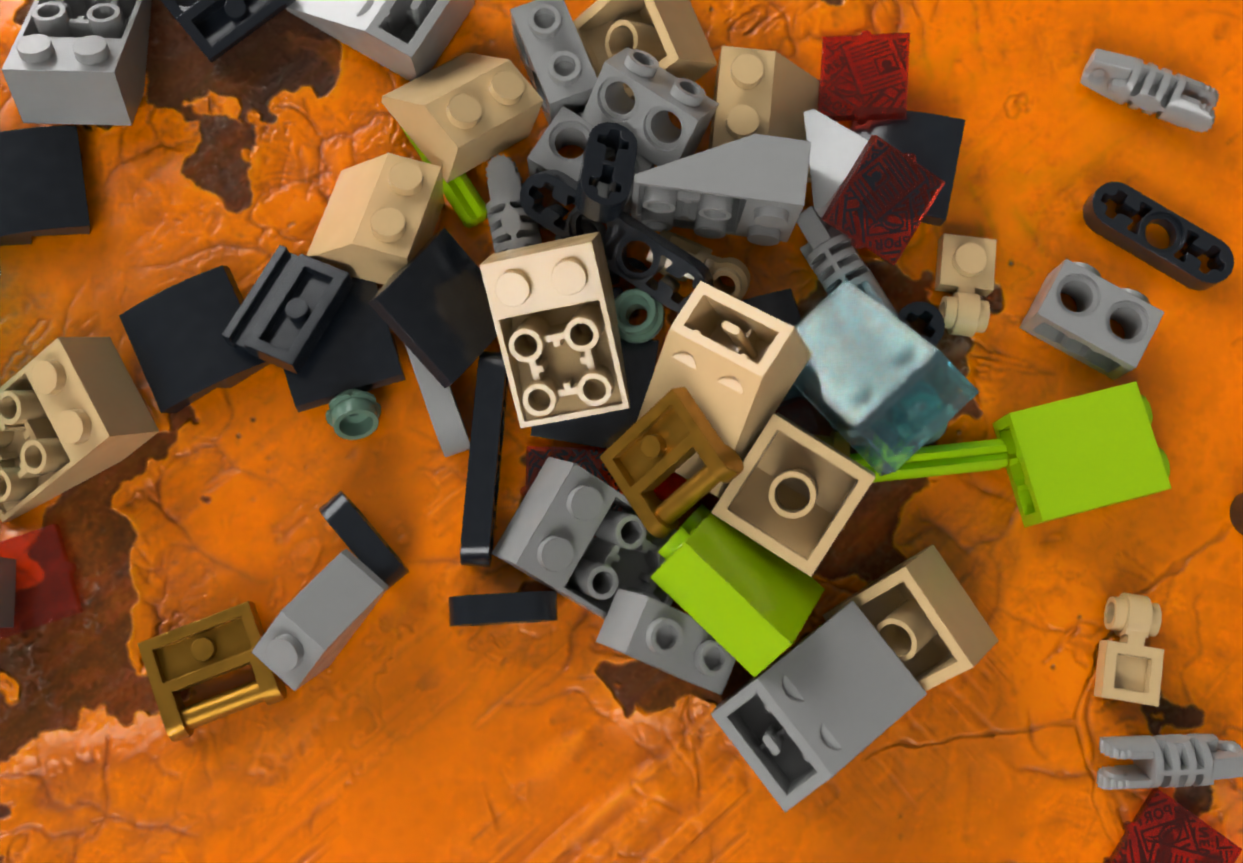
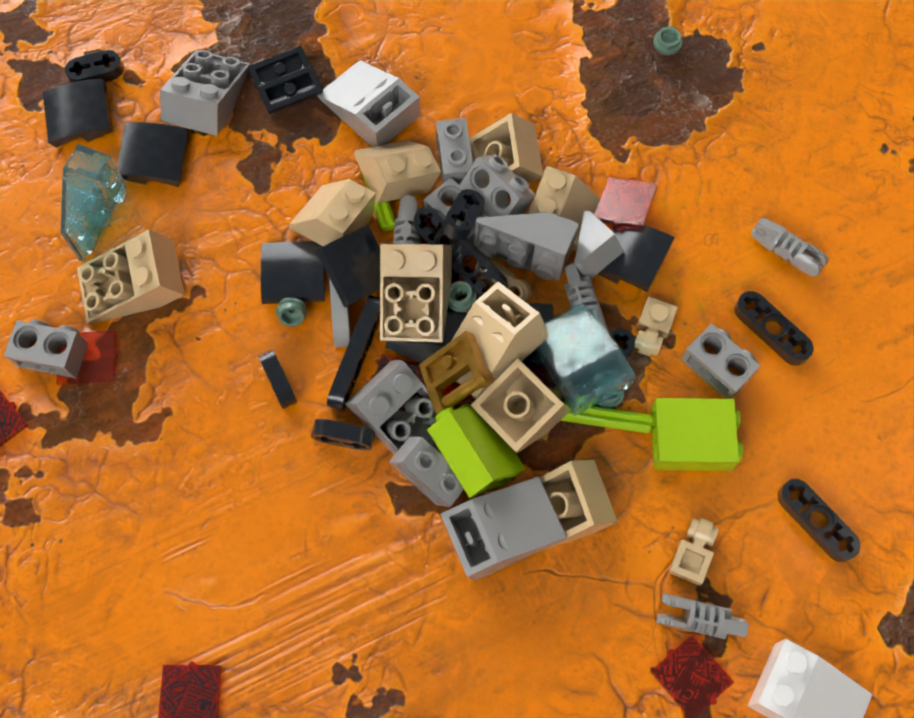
camera: 20 degrees right, 10 degrees down
(182, 339) = (218, 252): black slope -> none
(203, 653) = (174, 416): pearl gold plate -> none
(288, 309) = (272, 247): black plate -> none
(320, 620) = (241, 412): light grey slope -> none
(883, 200) = (614, 267): clear red piece -> none

